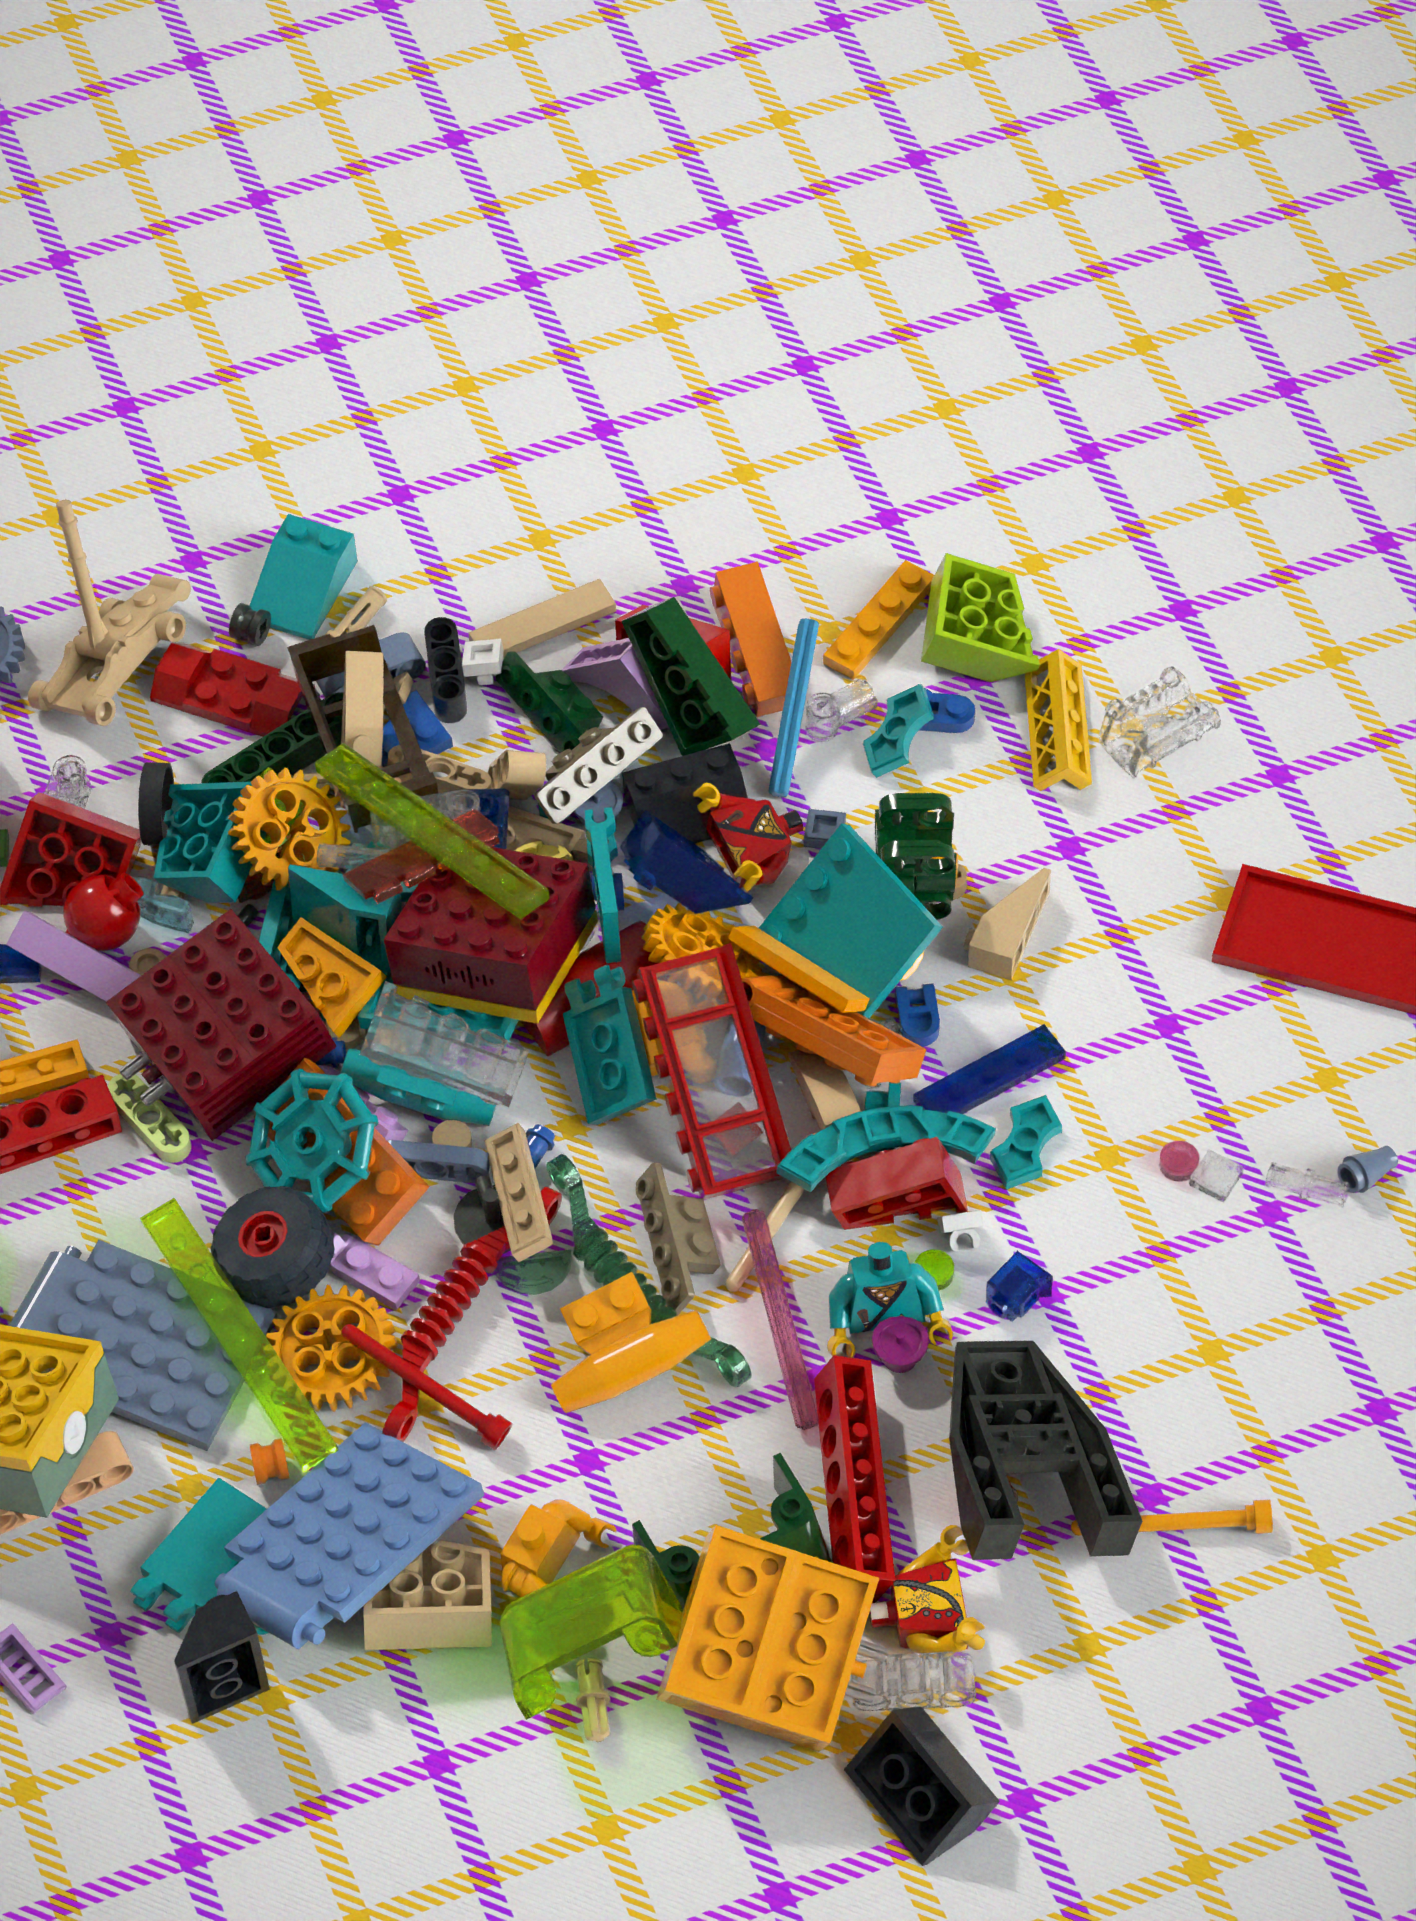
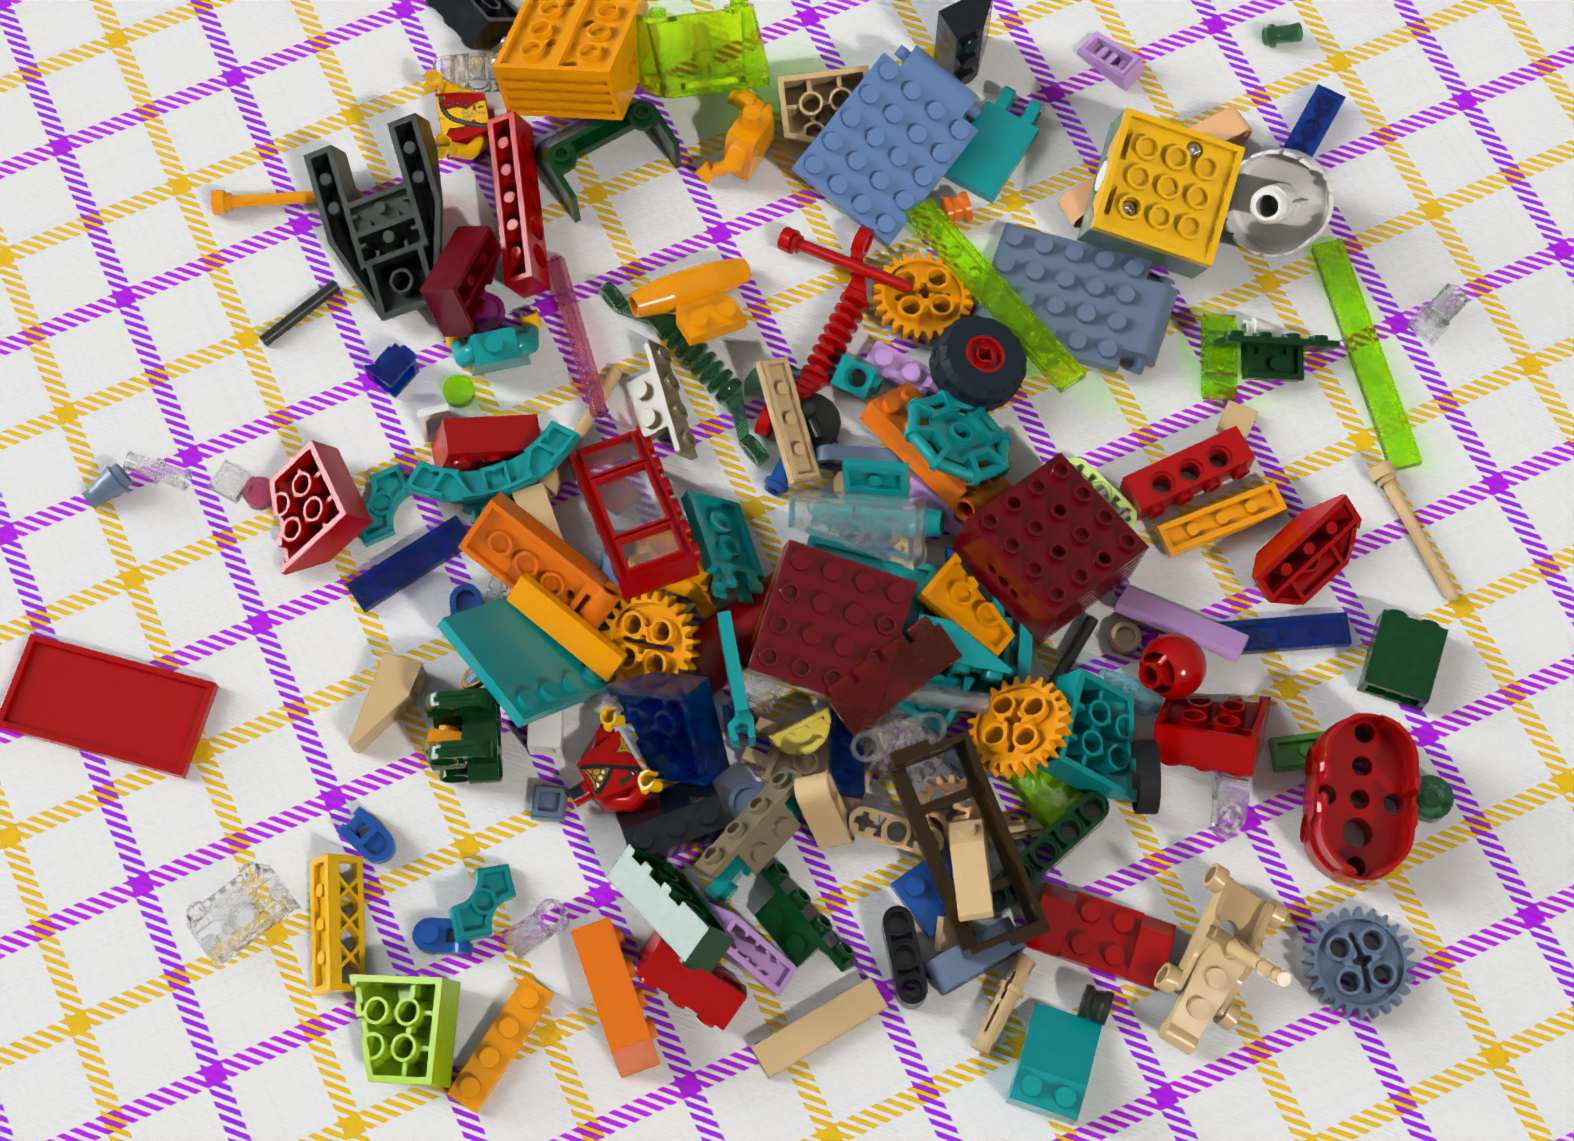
camera: 175 degrees right, 15 degrees up
(426, 1249) = (844, 376): none -> teal brick
(432, 831) = (889, 688): clear neon green tile -> none
(483, 659) = (870, 965): white tile -> none
(793, 707) = (576, 911): dark azure axle -> none
(925, 1355) = (459, 279): none -> dark red wedge
(1016, 793) = (376, 844): none -> blue plate
(1102, 1125) = (316, 507): none -> red wedge
(1143, 1374) = (299, 313): none -> pearl dark grey bar

